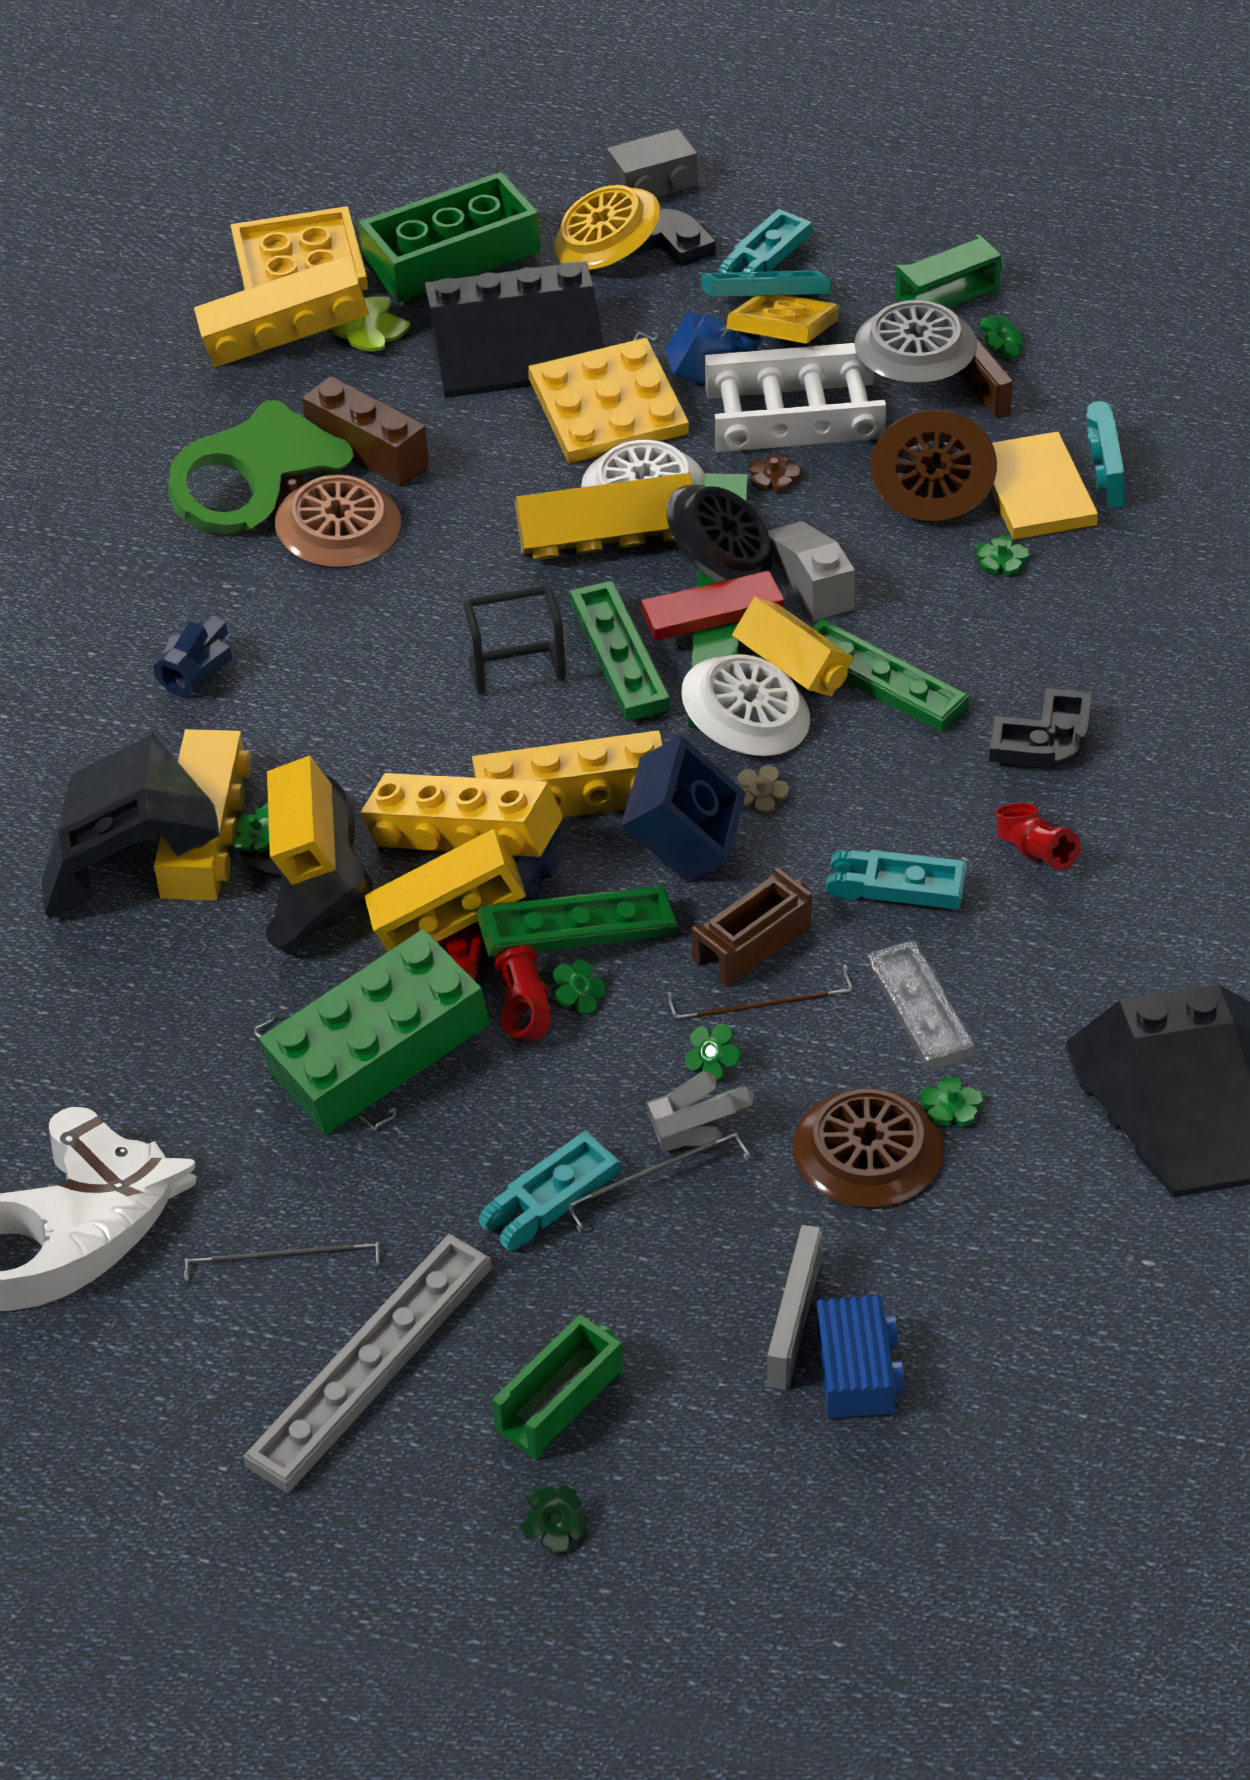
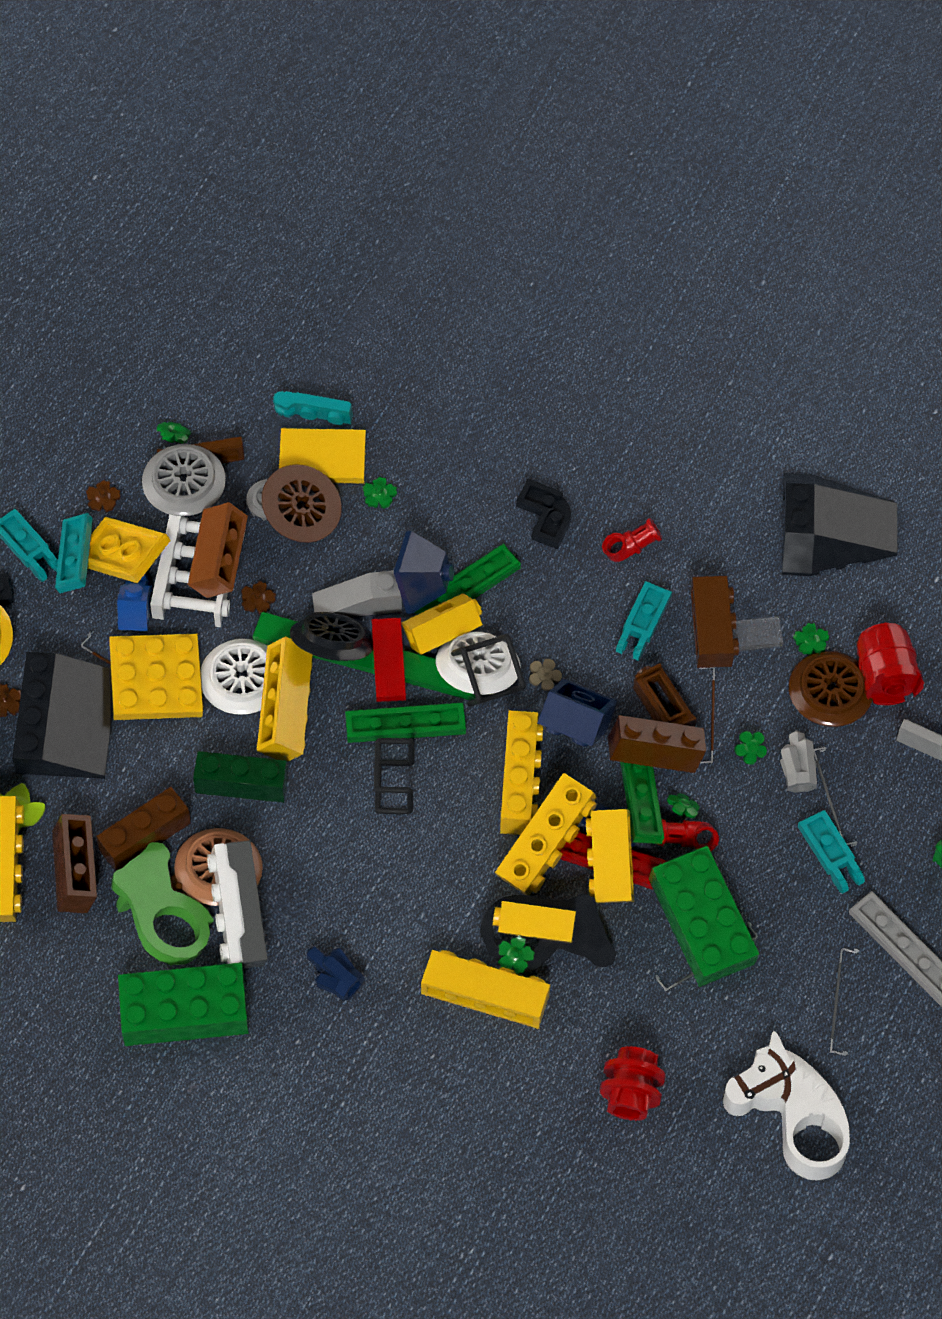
camera: 80 degrees left, 15 degrees up
(63, 992) = (632, 1083): none -> red piece
(113, 520) = (182, 1004): none -> green brick
(121, 805) = (486, 1032): black wedge -> none
(265, 529) = (238, 904): none -> piece
(290, 372) = (74, 863): none -> reddish brown brick
(473, 502) = (240, 776): none -> dark green brick
(660, 913) = (656, 744): none -> reddish brown brick
(768, 689) = (463, 650): none -> black piece
(807, 384) = (217, 550): none -> dark orange brick
(859, 590) = (421, 572): none -> dark blue slope
(871, 301) = (102, 496): none -> reddish brown plant
(915, 945) = (713, 621): none -> reddish brown brick
(924, 1190) = (888, 664): none -> red piece
(951, 275) = (103, 444): green window -> none

